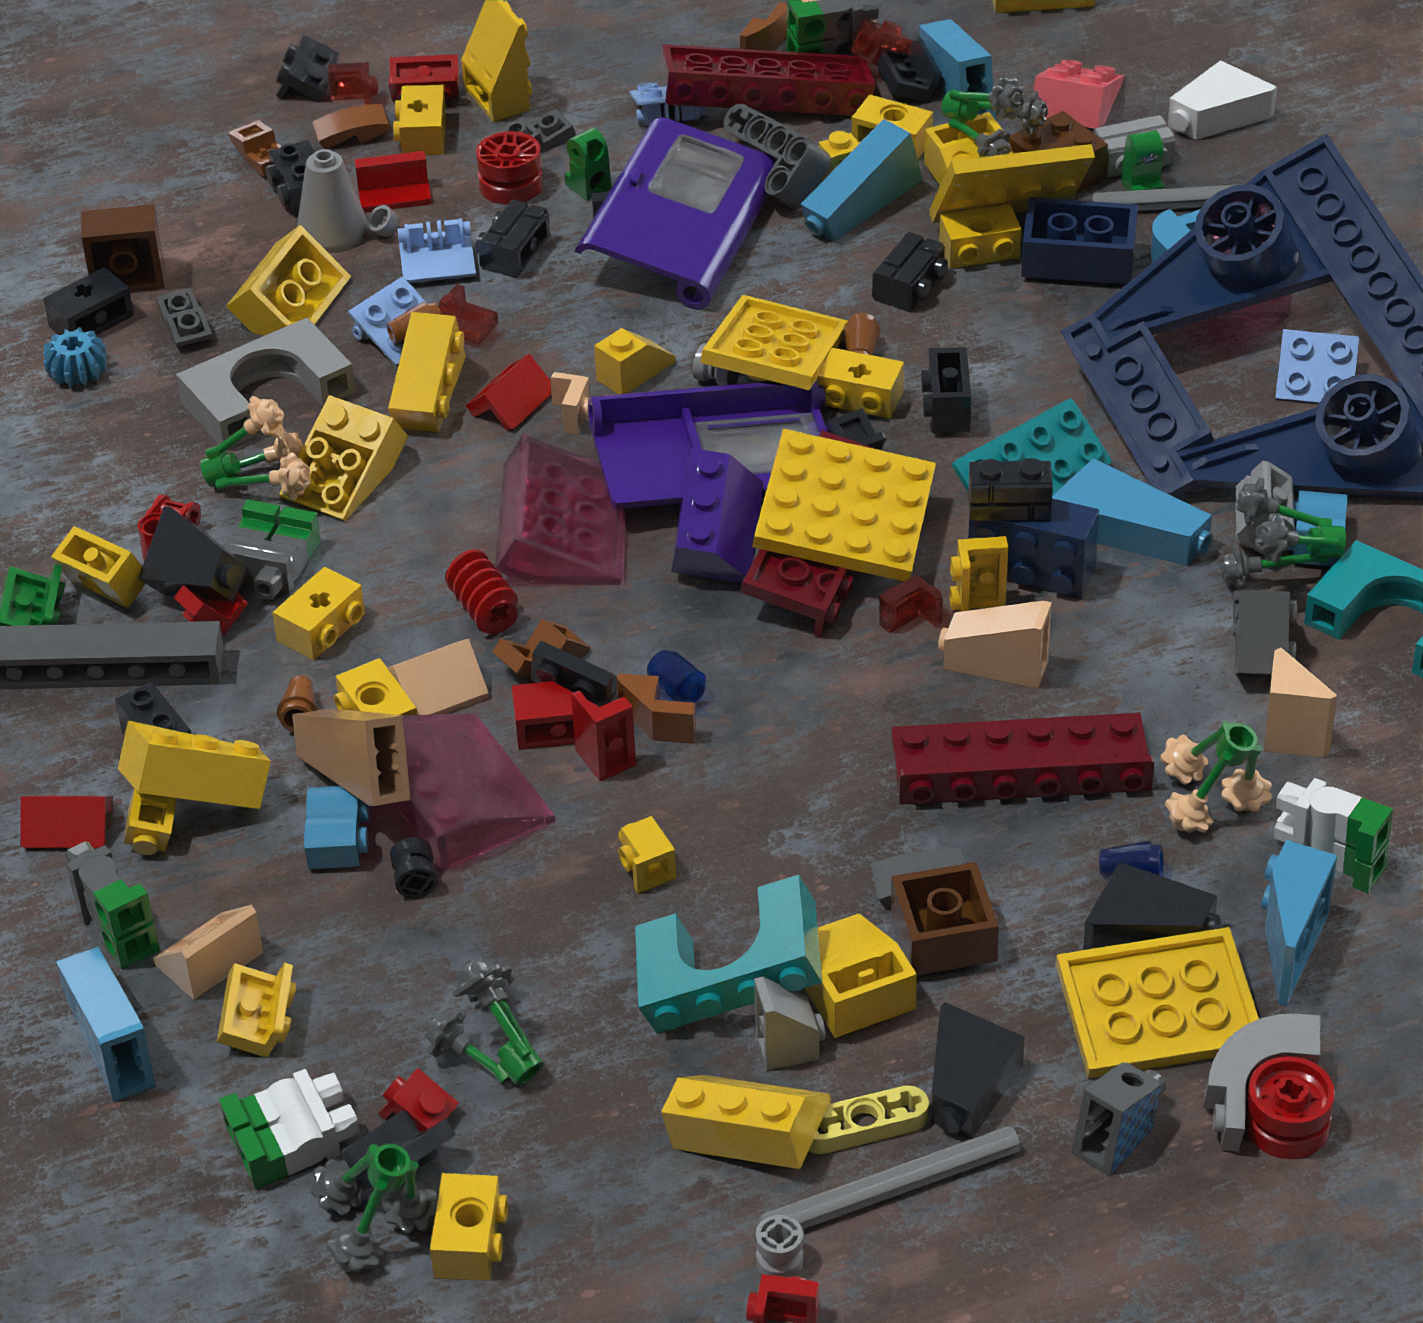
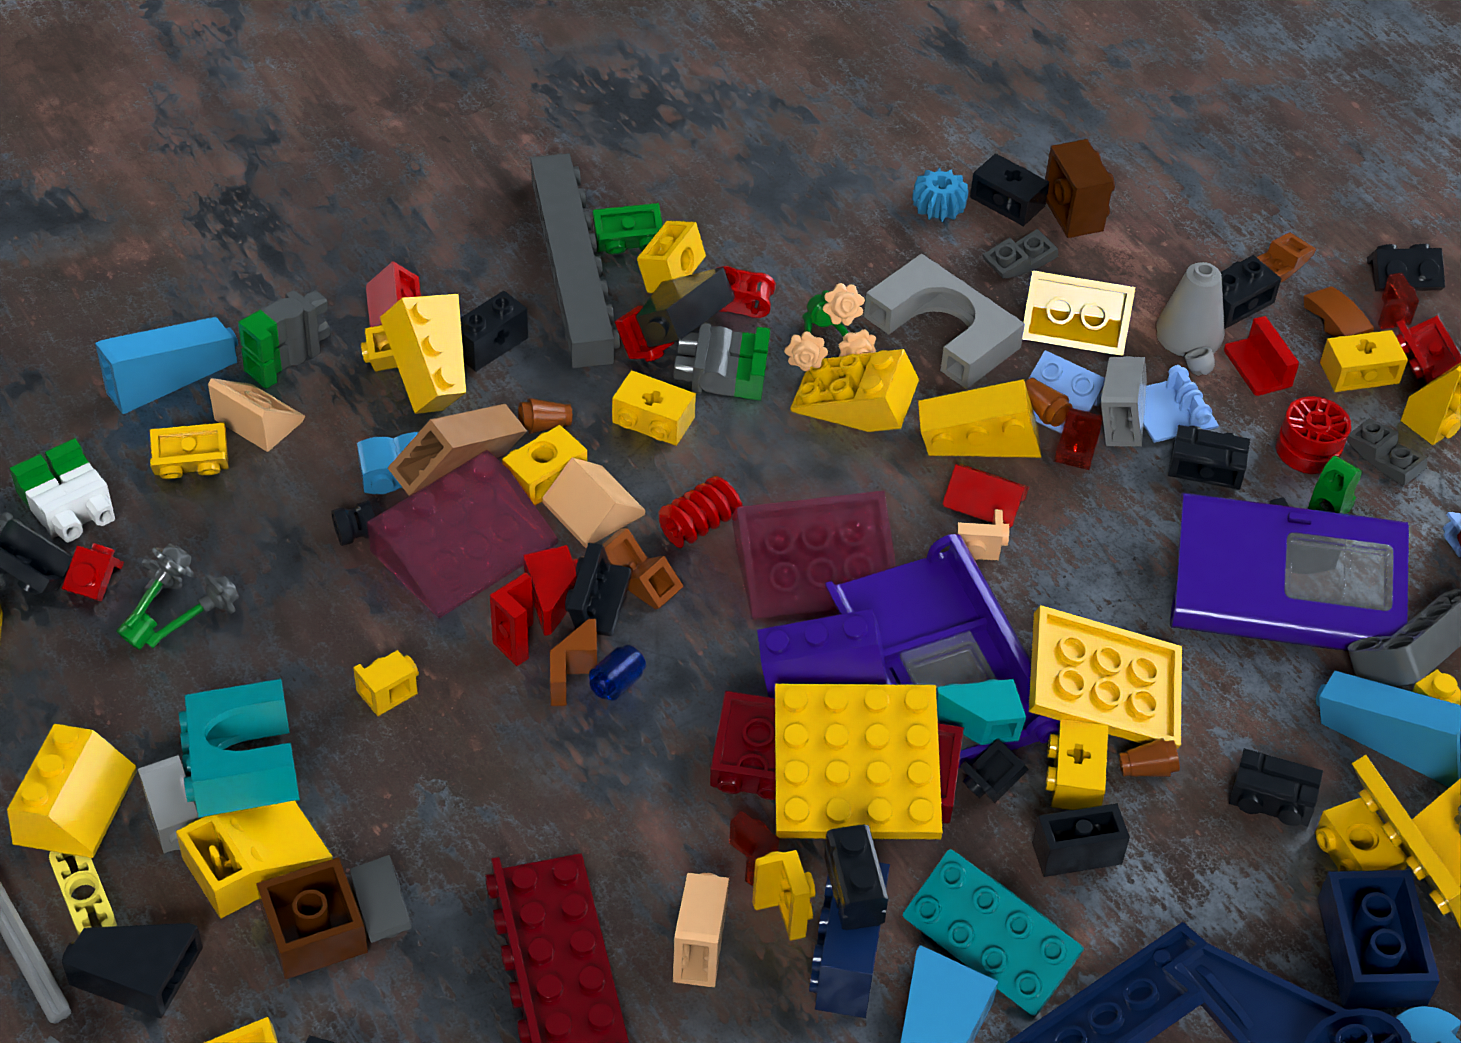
camera: 75 degrees right, 5 degrees up
(432, 265) = (1124, 401): none -> light grey slope
(629, 360) = (1060, 574): yellow slope -> none
(798, 410) = (984, 709): none -> teal slope

